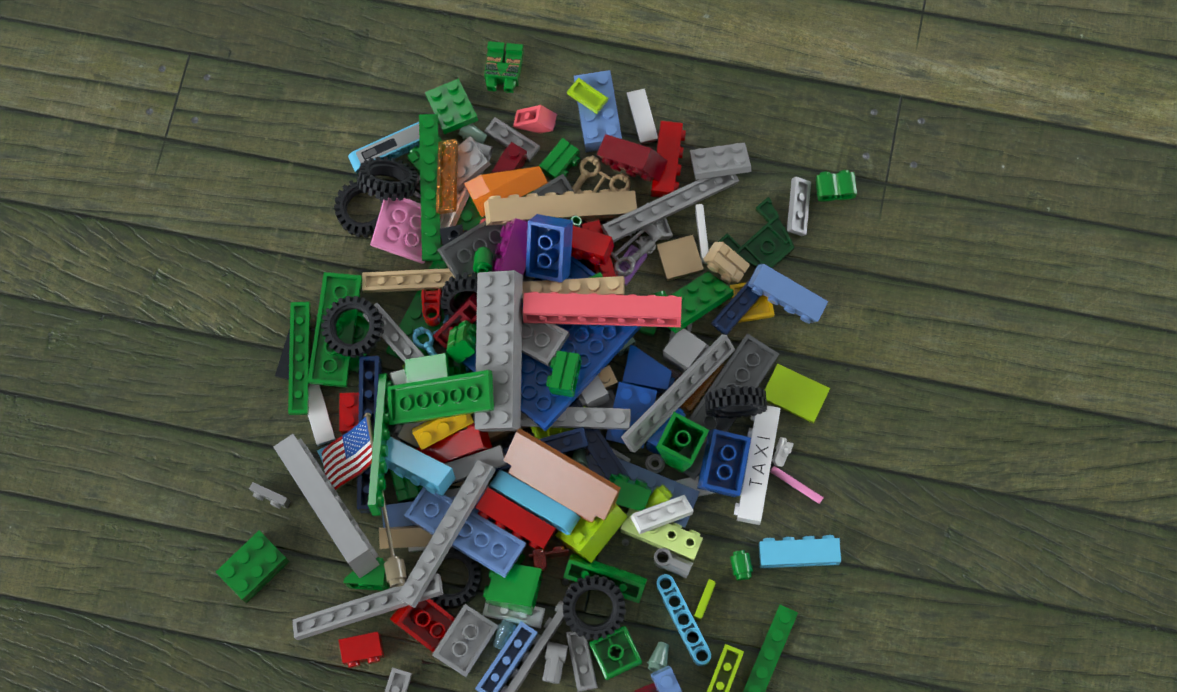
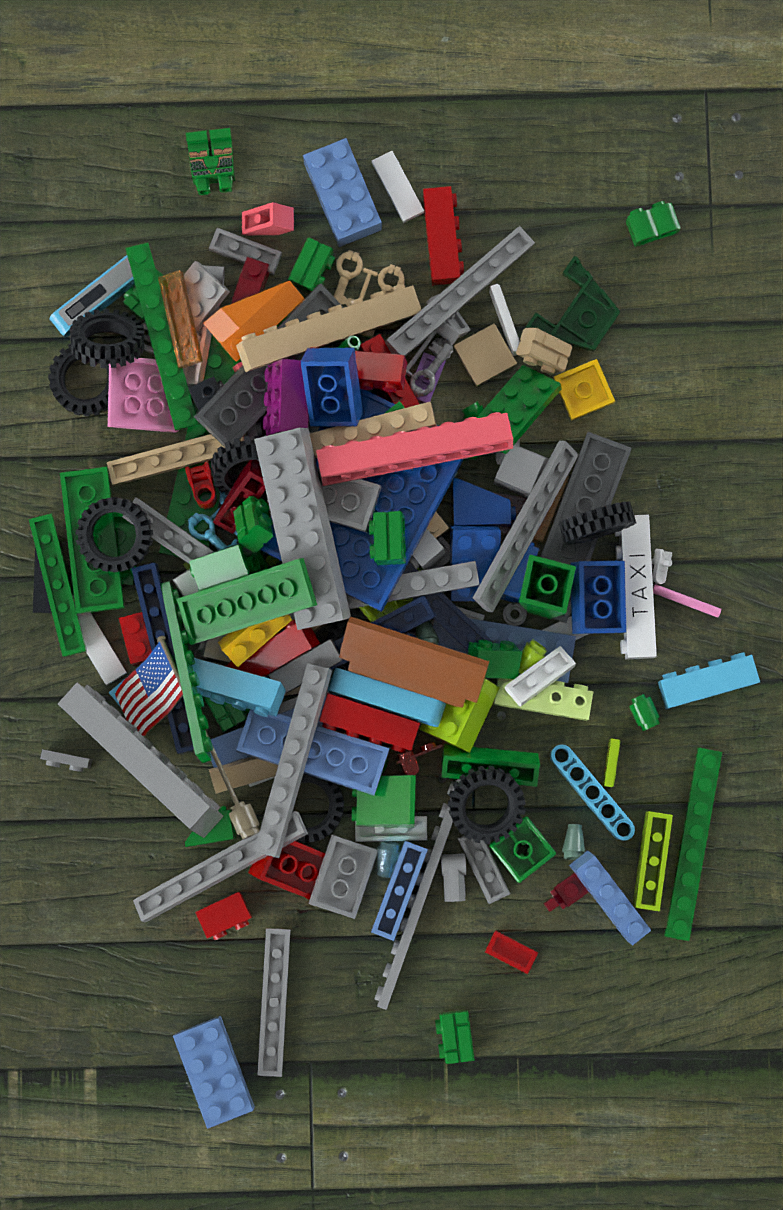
camera: 20 degrees left, 10 degrees up
(252, 566) = (69, 849): green brick -> none
(451, 106) = (161, 226): green plate -> none
(471, 130) = (192, 252): sand green cone -> none
(483, 260) = (254, 419): green brick -> none
(587, 96) = (327, 178): lime tile -> none
(631, 158) = (400, 246): dark red brick -> none
(674, 564) = (566, 728): light grey piece -> none
(720, 161) = (506, 223): light grey plate -> none
(735, 310) = (574, 394): dark blue tile -> none
(787, 293) = (626, 372): medium blue brick -> none
(796, 393) = (661, 490): lime tile -> none
(799, 206) = (614, 259): light grey plate -> none

